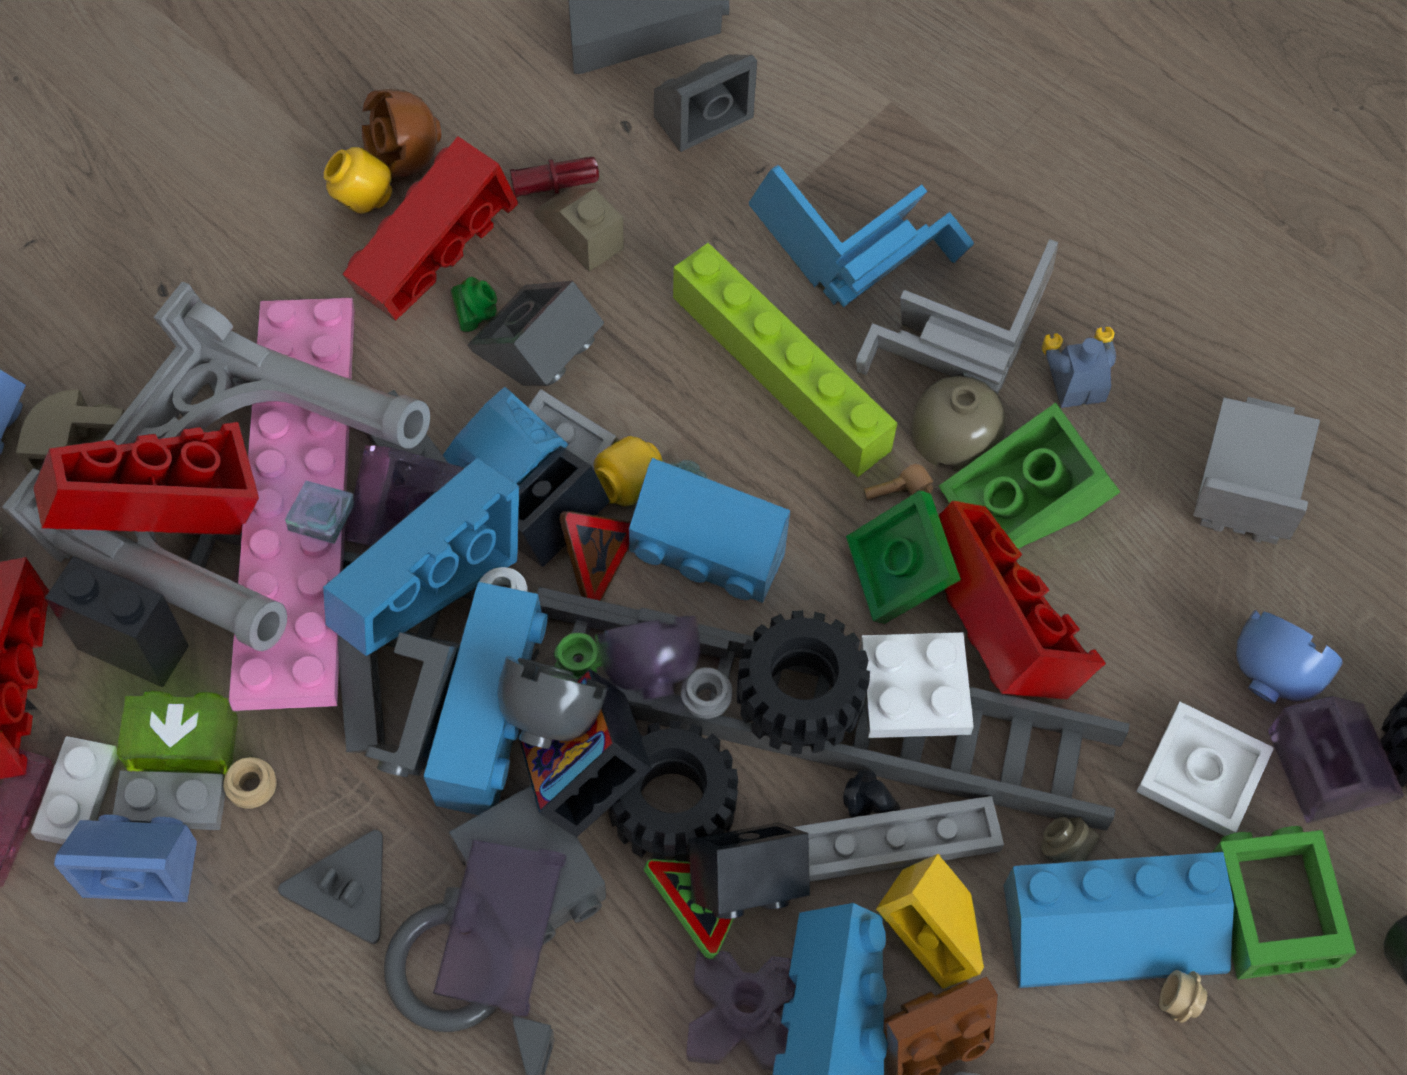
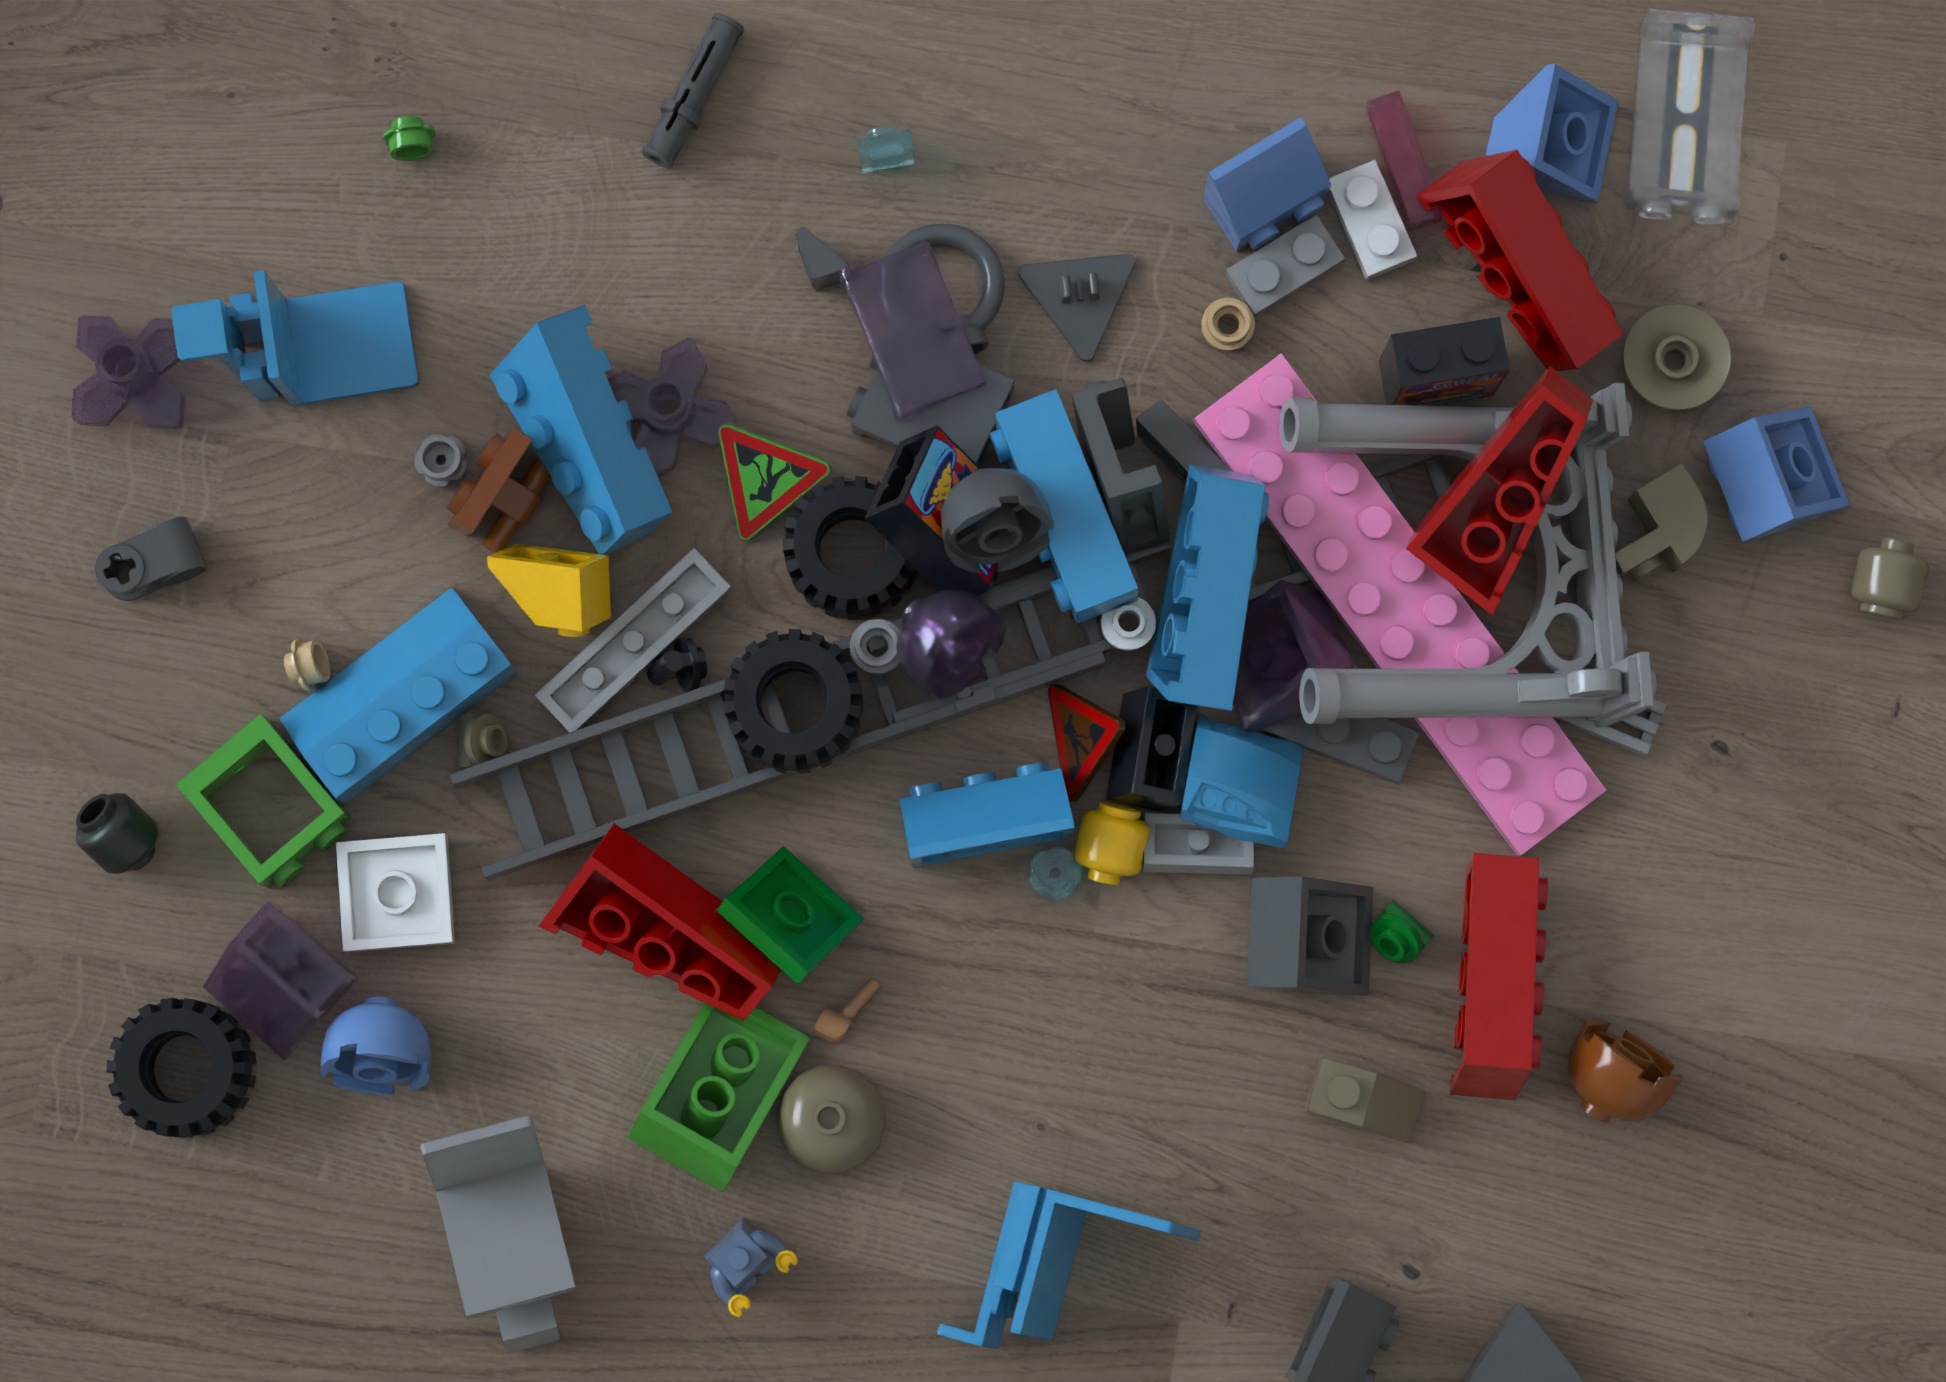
camera: 150 degrees right, 20 degrees up
(177, 733) = (1321, 319): clear neon green brick -> none
(319, 512) = (1341, 574): clear light blue plate -> none
(358, 180) = (1617, 986): yellow head -> none
(554, 176) = (1431, 1140): dark red axle -> none
(574, 645) = (1028, 600): bright green plate -> none
(749, 869) = (736, 516): black brick -> none
(783, 360) = (1048, 1068): lime brick -> none
(917, 685) = (696, 781): white plate -> none
(957, 341) = (884, 1198): light grey piece -> none

